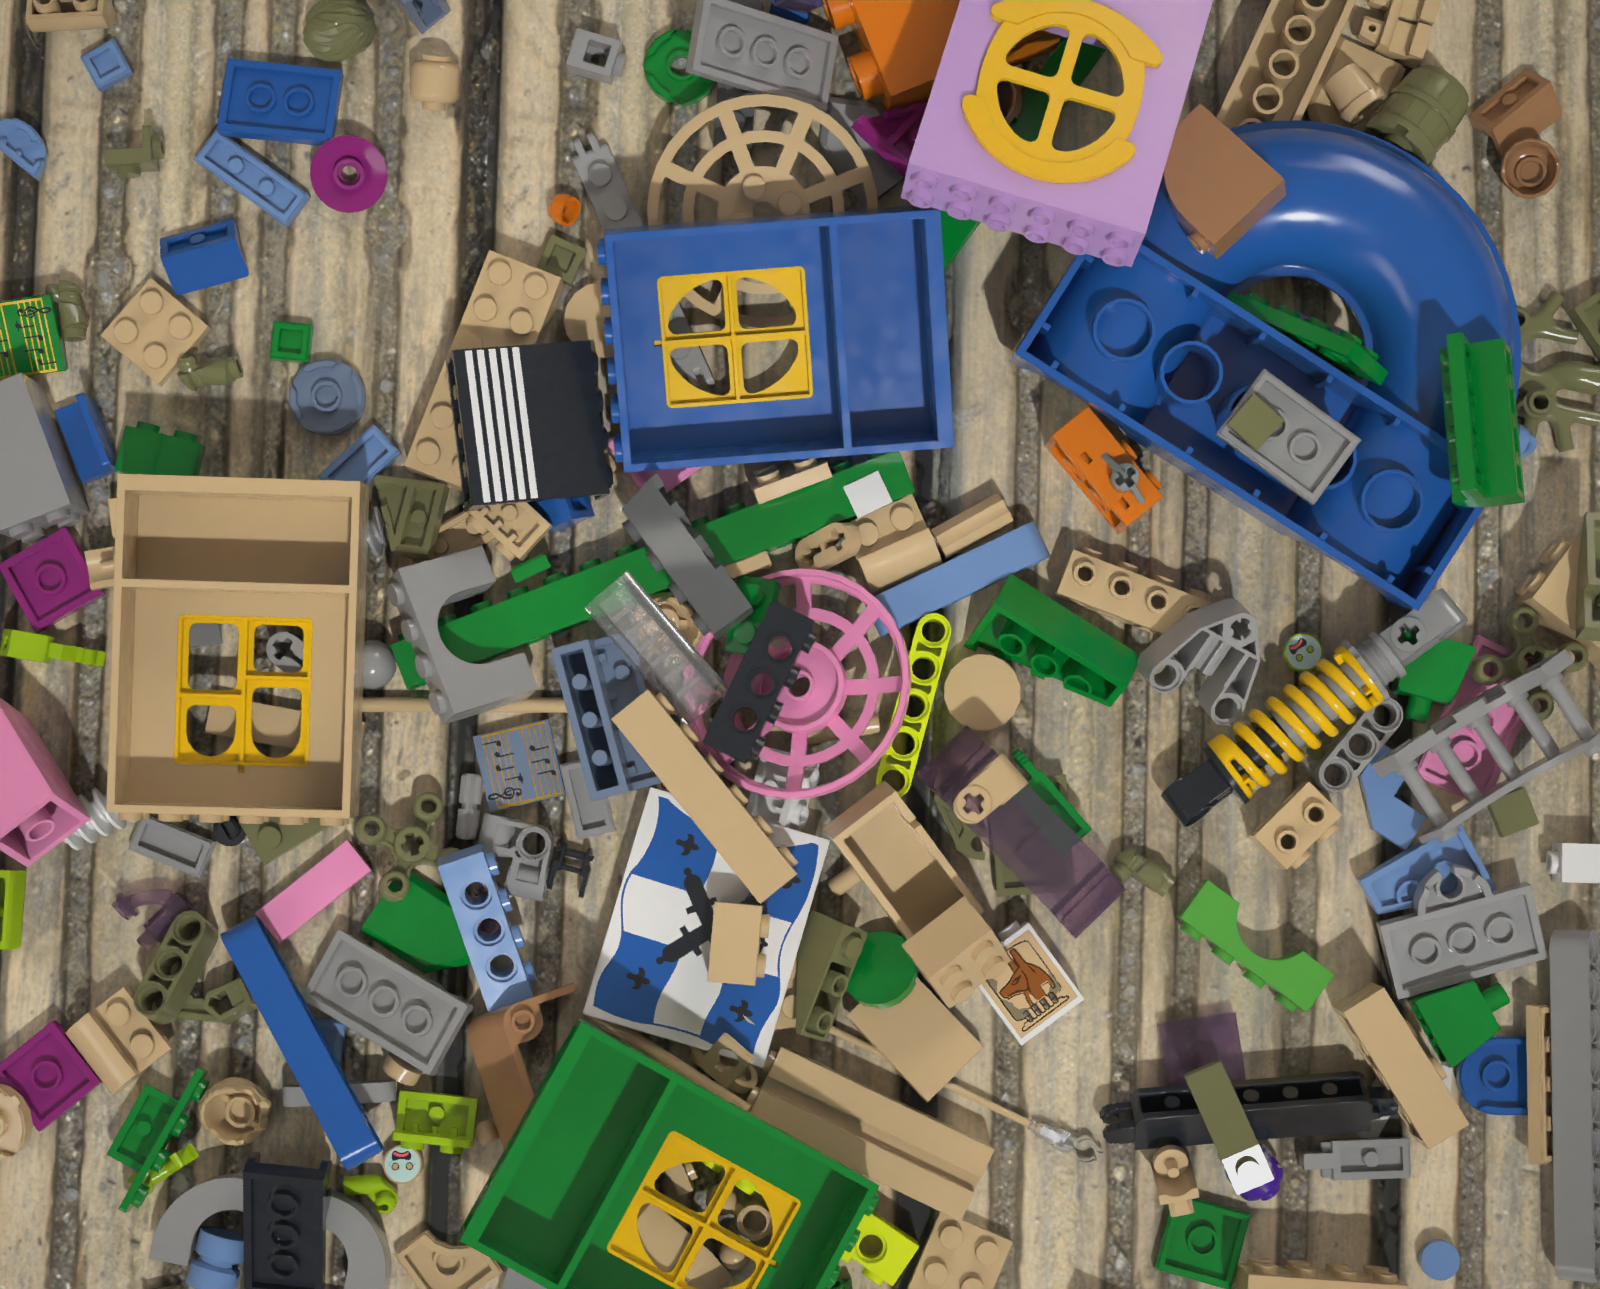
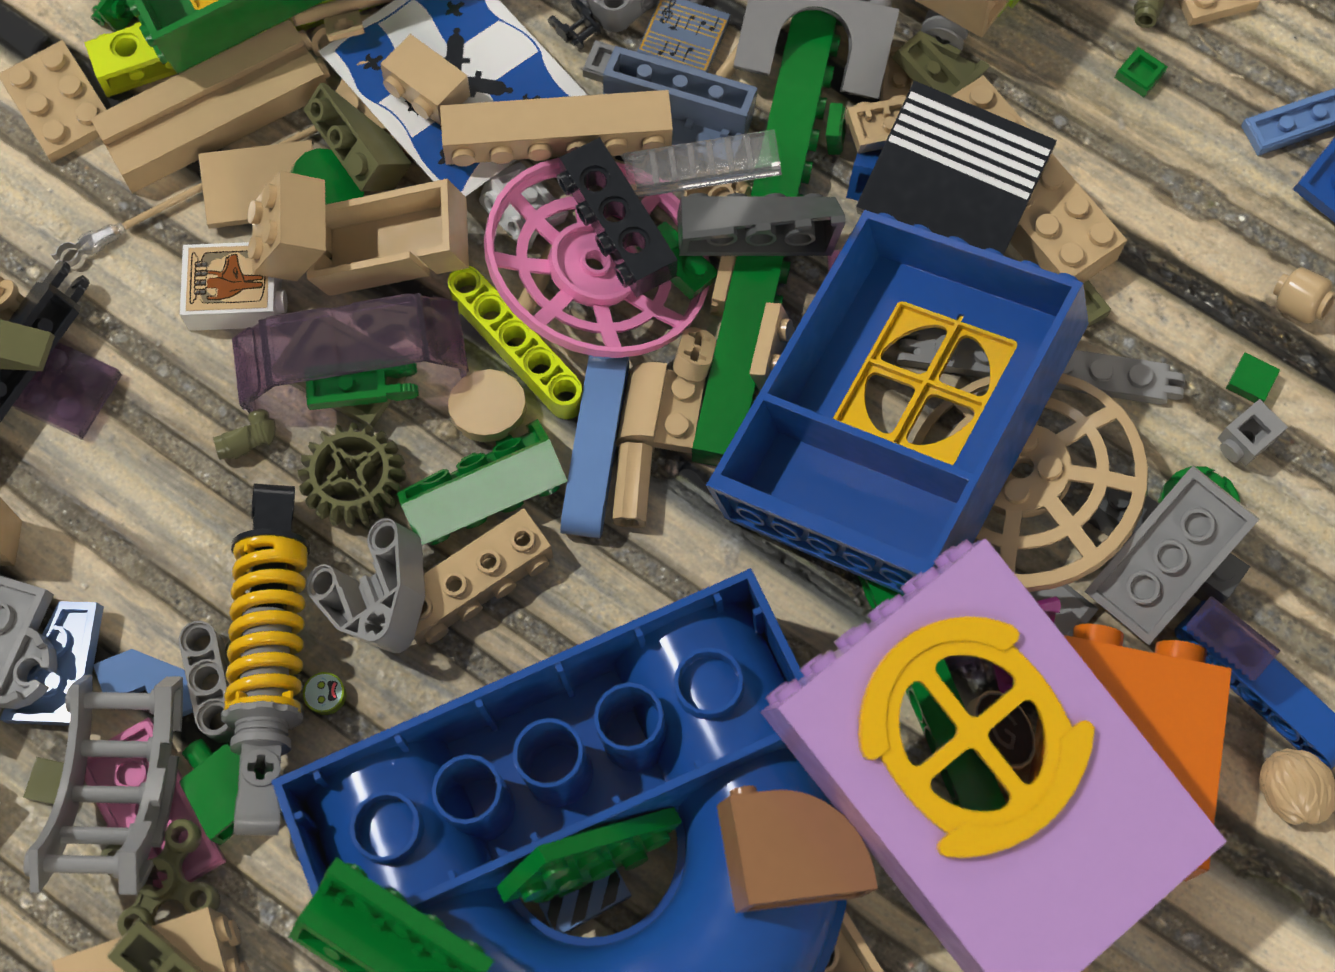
camera: 125 degrees right, 15 degrees down
(203, 257) = (1255, 46): blue panel -> none
(327, 397) = (1077, 72): sand blue tile -> none
(334, 188) = (1261, 171): magenta dish -> none
(363, 458) = (1007, 62): medium blue tile -> none
(537, 85) = (1252, 378): none -> green tile
(570, 213) = (1123, 326): orange hinge -> none
(867, 494) = (716, 408): white sticker -> none
(993, 786) = (394, 324): tan piece -> none
(1104, 470) = (584, 610): orange piece -> none
(1124, 739) = (339, 485): none -> olive gear
(1254, 422) = (540, 729): olive tile -> none
(1293, 977) = (67, 496): bright green arch -> none
(1296, 826) = (183, 582): tan brick -> none
(1303, 449) = (507, 760): light grey tile -> none

